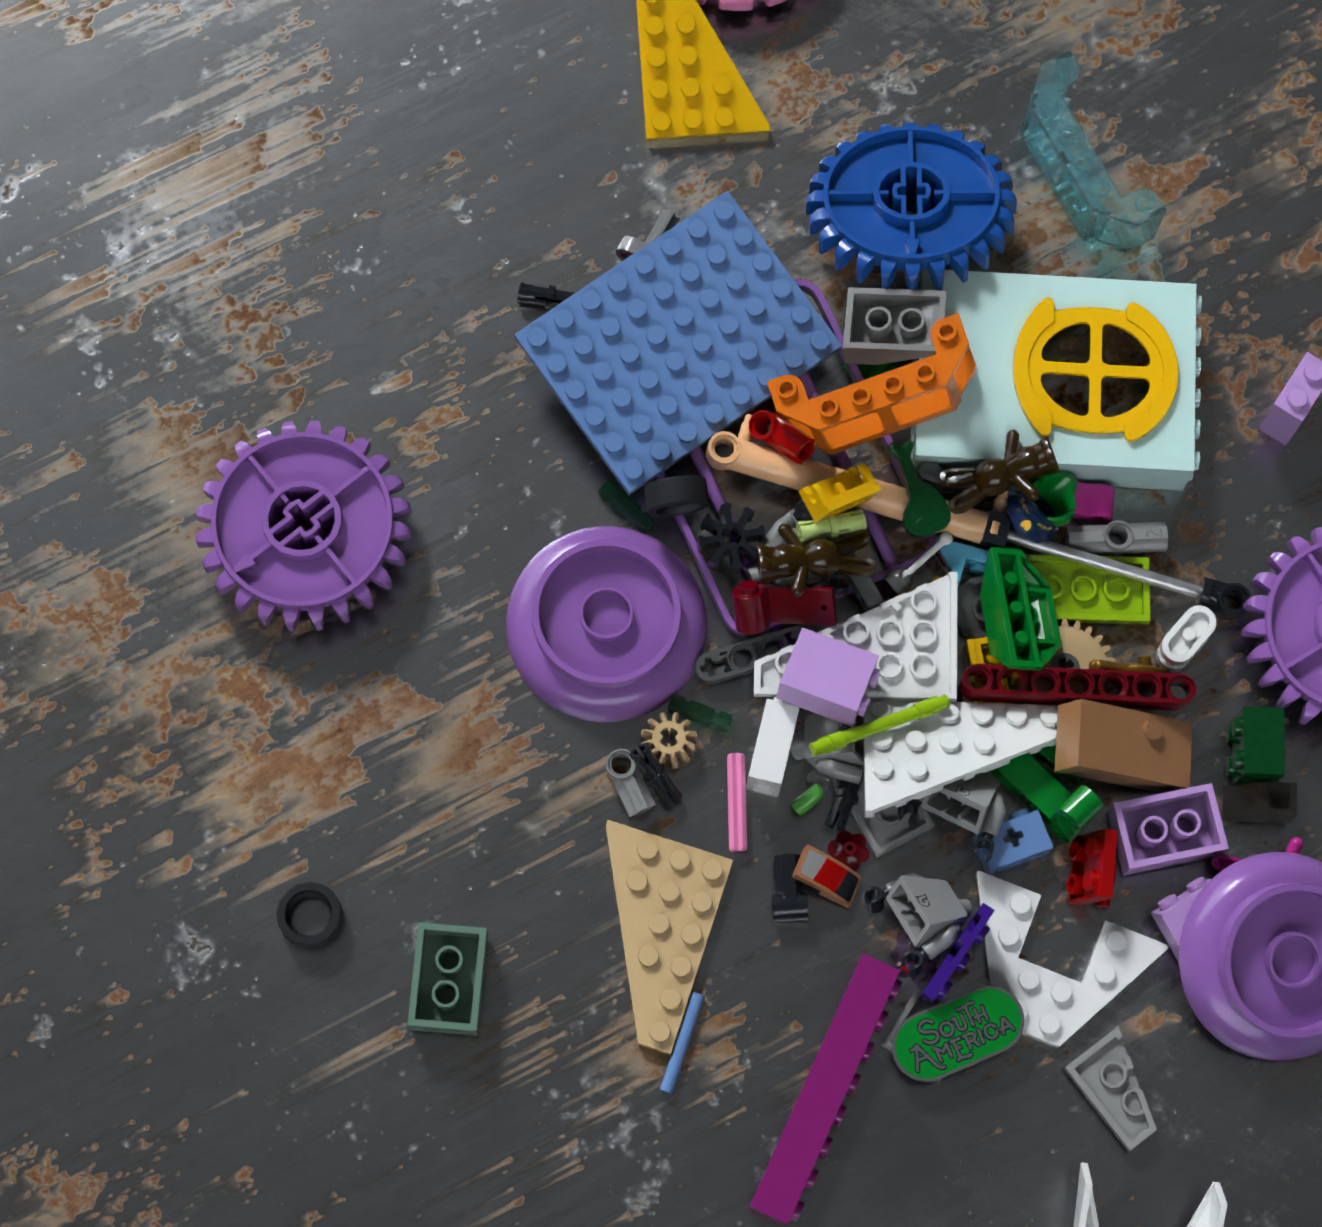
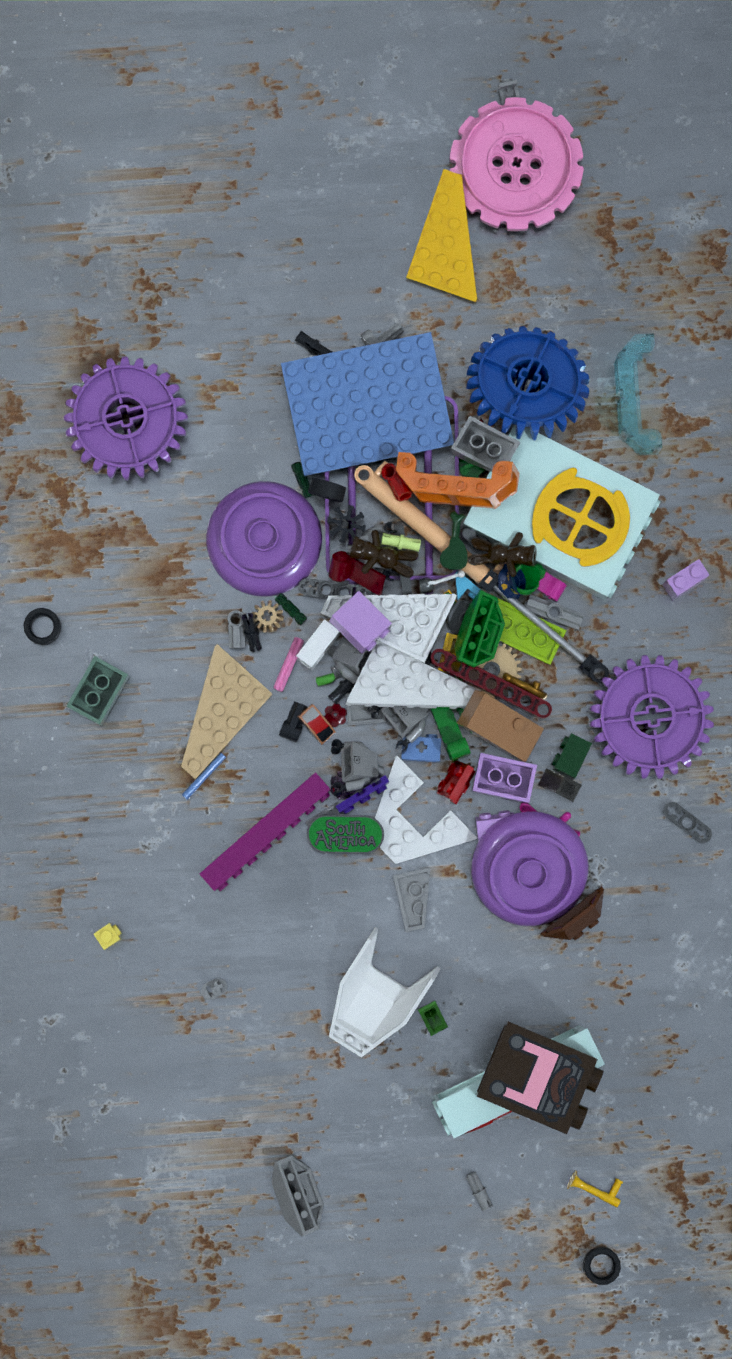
camera: 25 degrees right, 10 degrees up
(839, 492) = (411, 526): yellow hinge -> none
(841, 739) = (401, 660): lime piece -> none
(1186, 638) = (563, 682): white brick -> none

